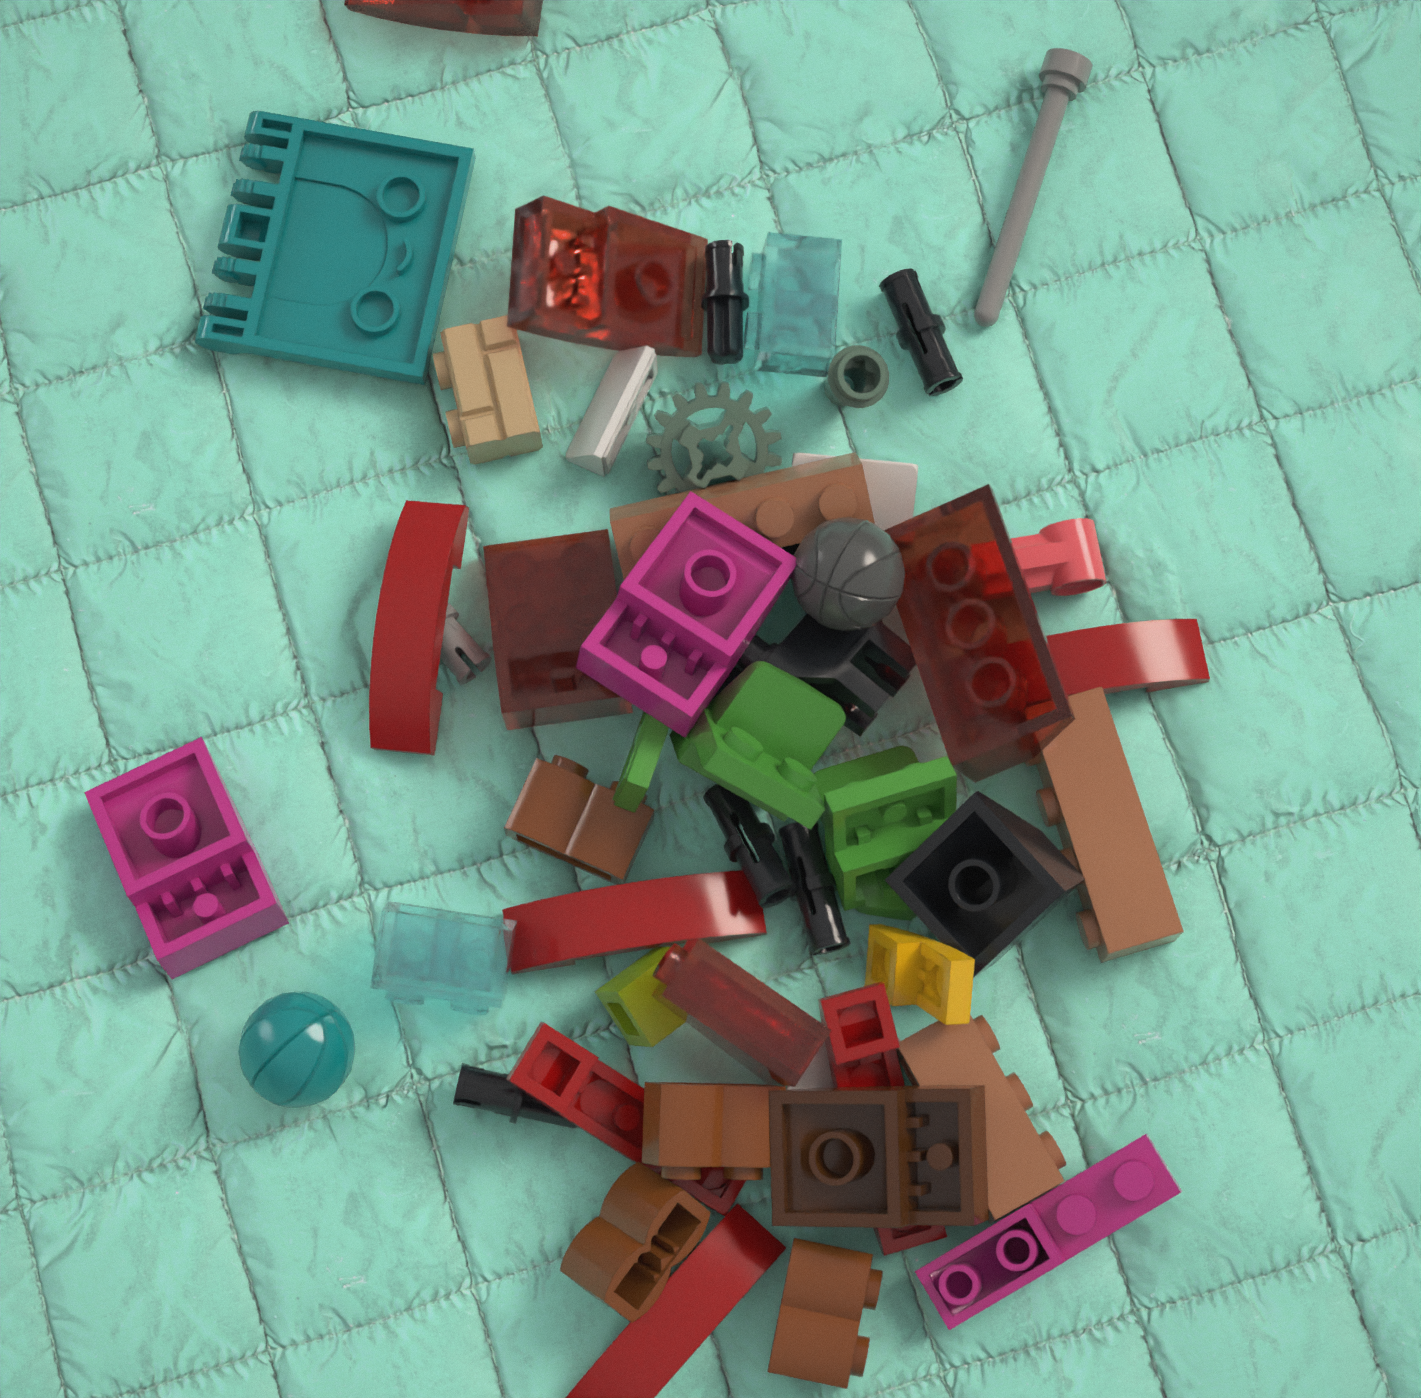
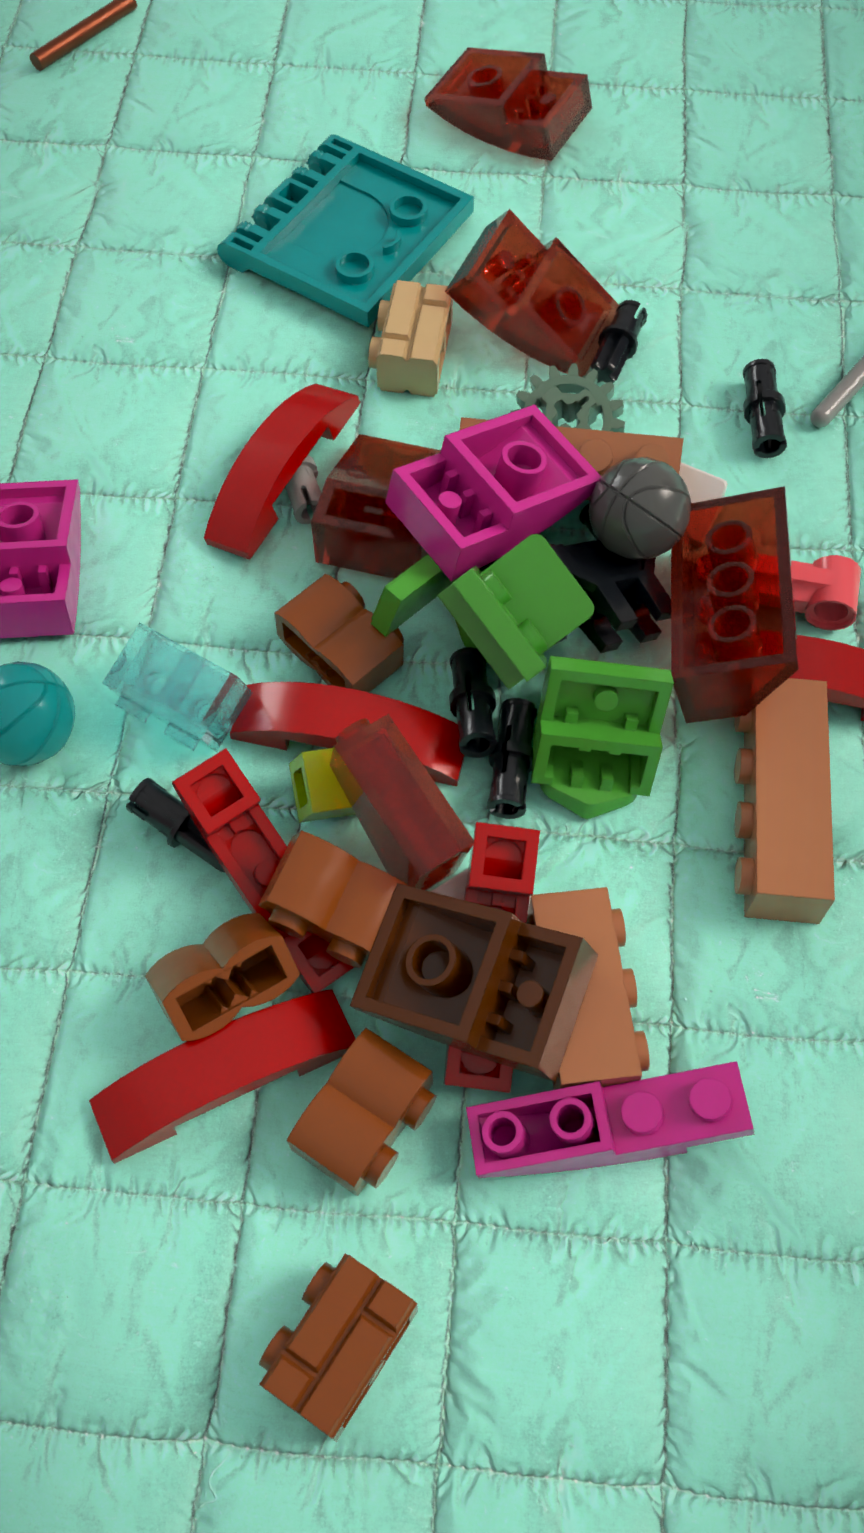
camera: 20 degrees right, 15 degrees down
(613, 409) = (501, 386): white slope -> none
(796, 304) = (671, 353): clear light blue brick -> none
(866, 371) = (699, 407): sand green cone -> none
(920, 973) = (580, 846): yellow slope -> none
(984, 880) = (665, 791): black slope -> none

